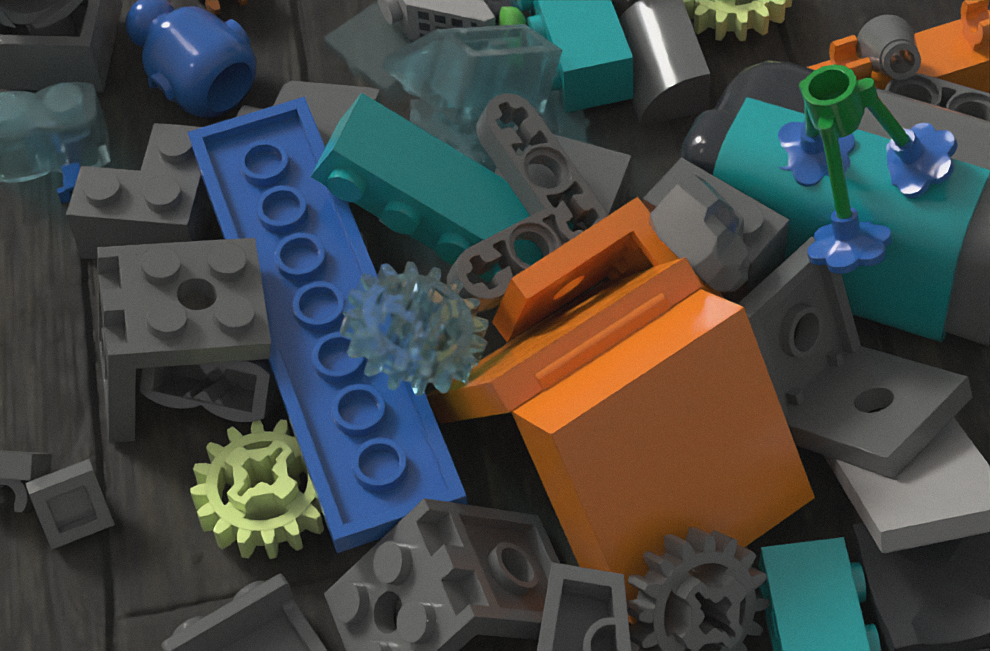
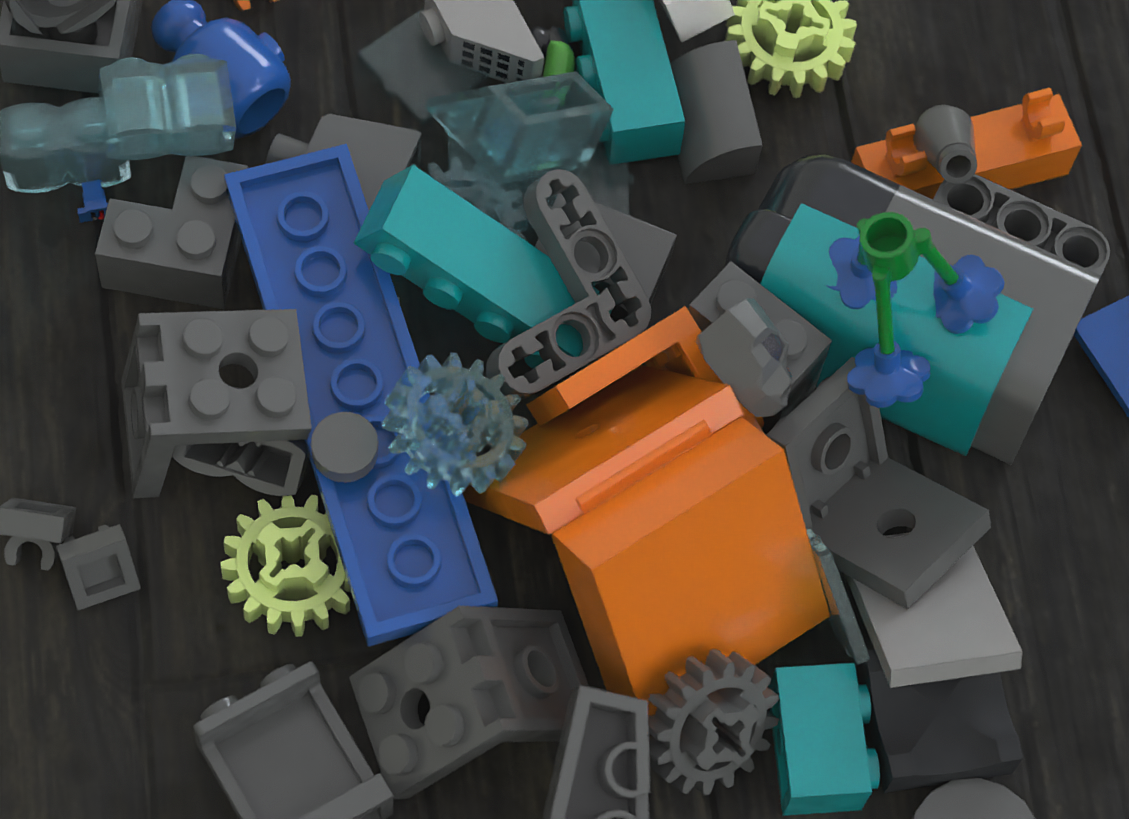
camera: 10 degrees left, 10 degrees up
(131, 79) = (166, 108): none -> clear light blue brick
(305, 360) = (344, 447): none -> dark grey tile
(828, 496) = (839, 607): none -> clear light blue piece

